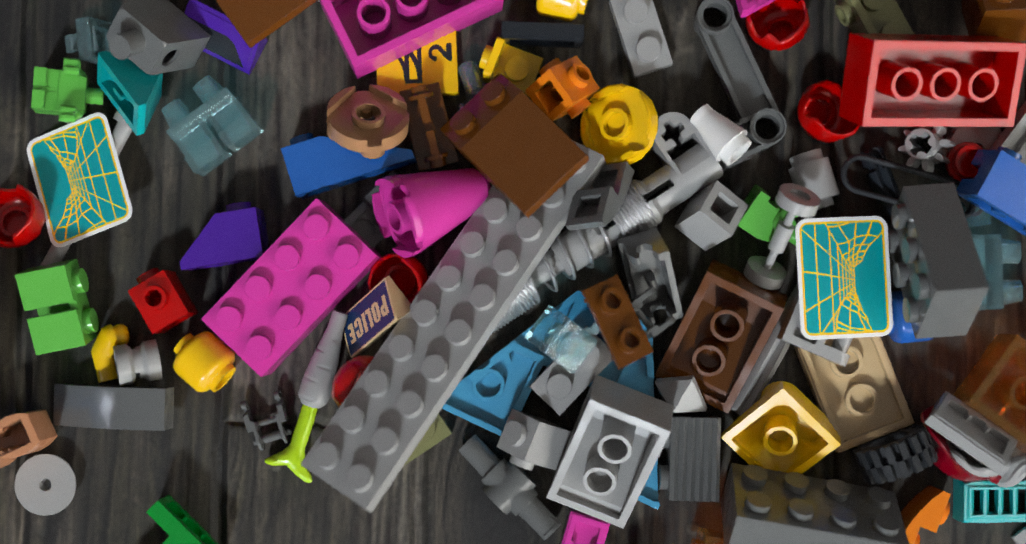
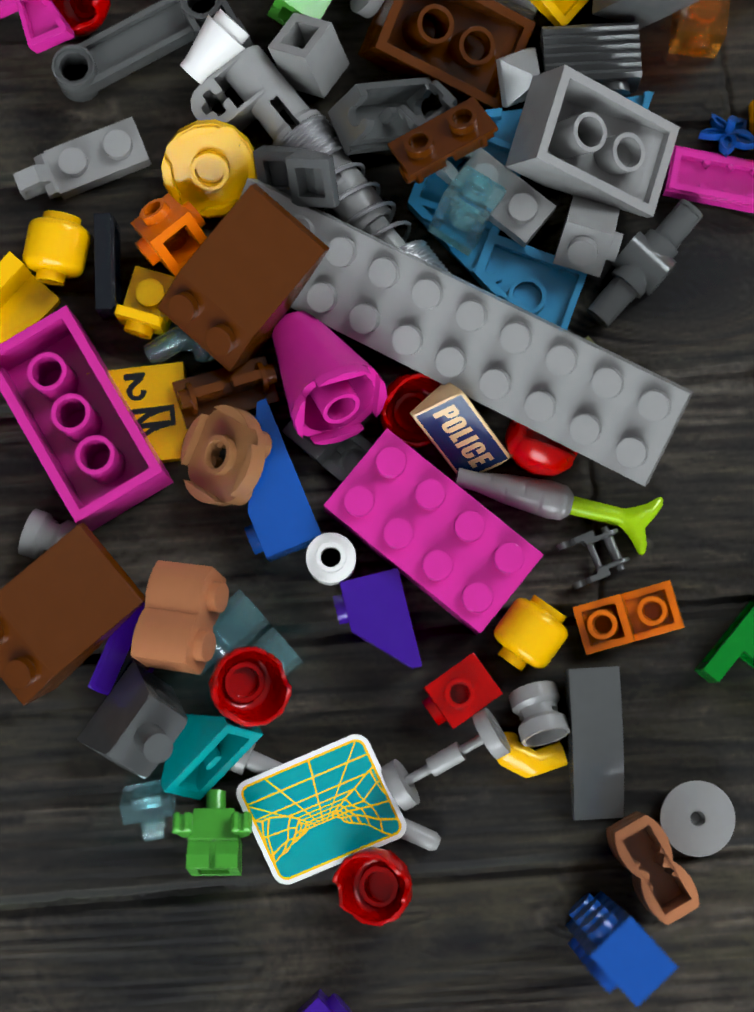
camera: 90 degrees left, 5 degrees down
(61, 304) = (479, 817): bright green piece -> none
(93, 246) = (402, 784): none -> light grey wheel
(167, 125) = (249, 686): none -> red hair
(214, 444) = (628, 617): none -> orange slope
(232, 73) = (179, 617): none -> nougat brick
(289, 205) = (331, 575): none -> white brick

